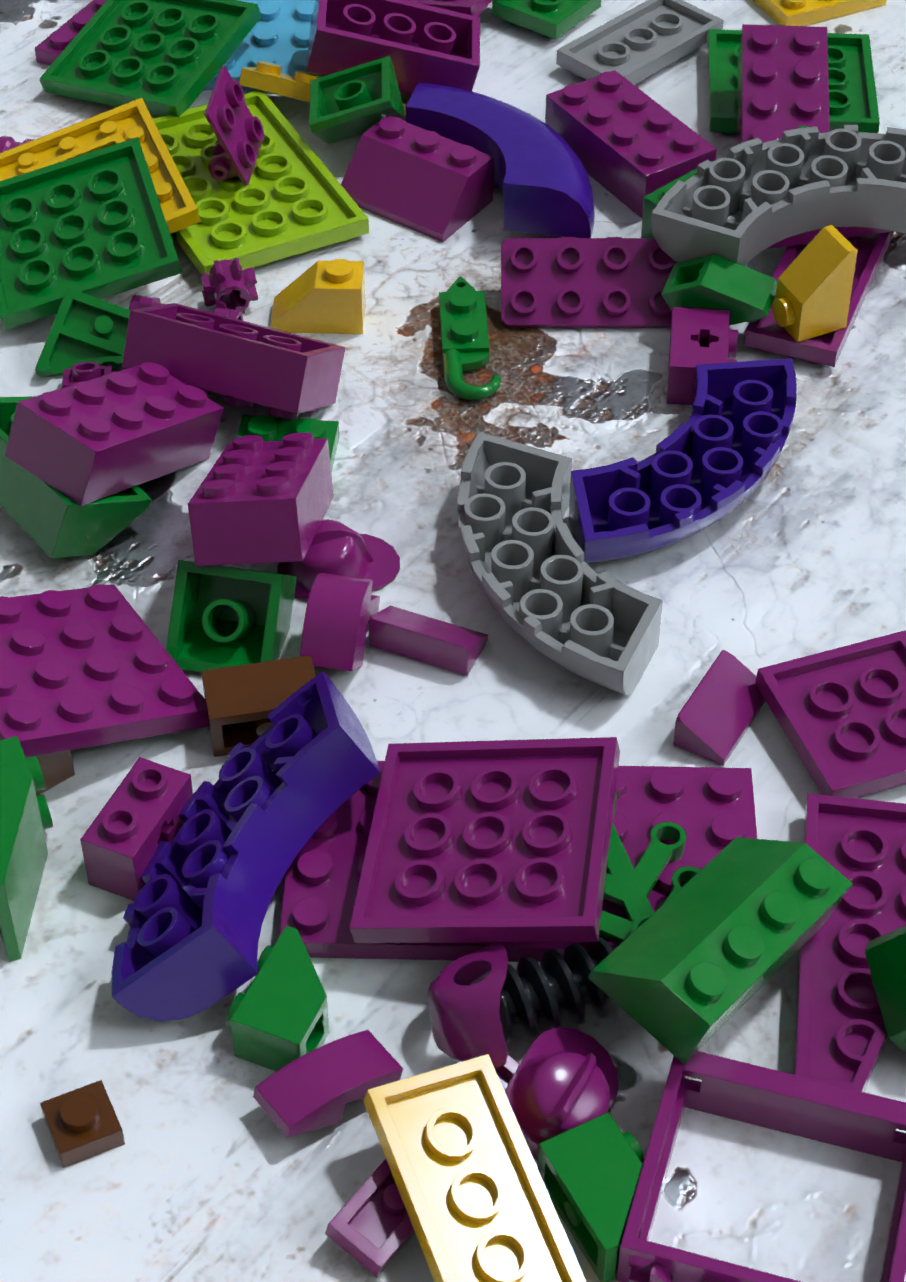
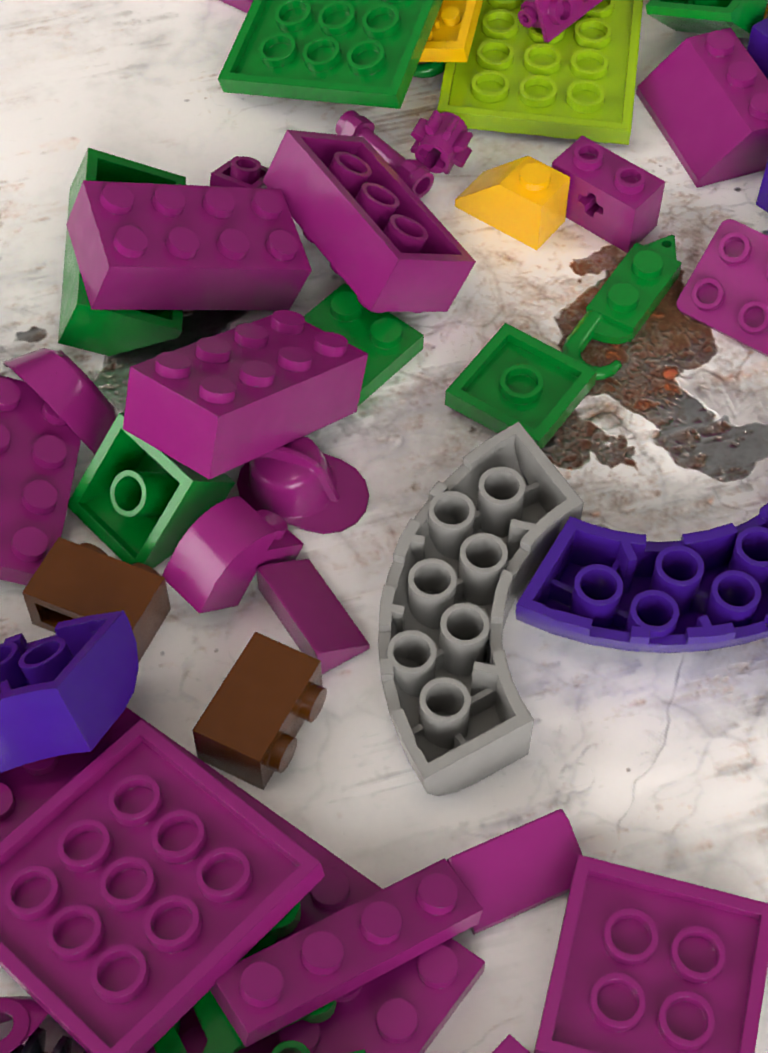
camera: 35 degrees right, 10 degrees up
(84, 332) = (264, 124): green wing -> none
(94, 572) = (67, 393): none -> magenta piece
(396, 265) = (610, 194): none -> magenta brick
(441, 419) = (522, 383): none -> green plate
(456, 696) = (260, 710): none -> reddish brown brick
(666, 798) = (344, 951): none -> magenta plate

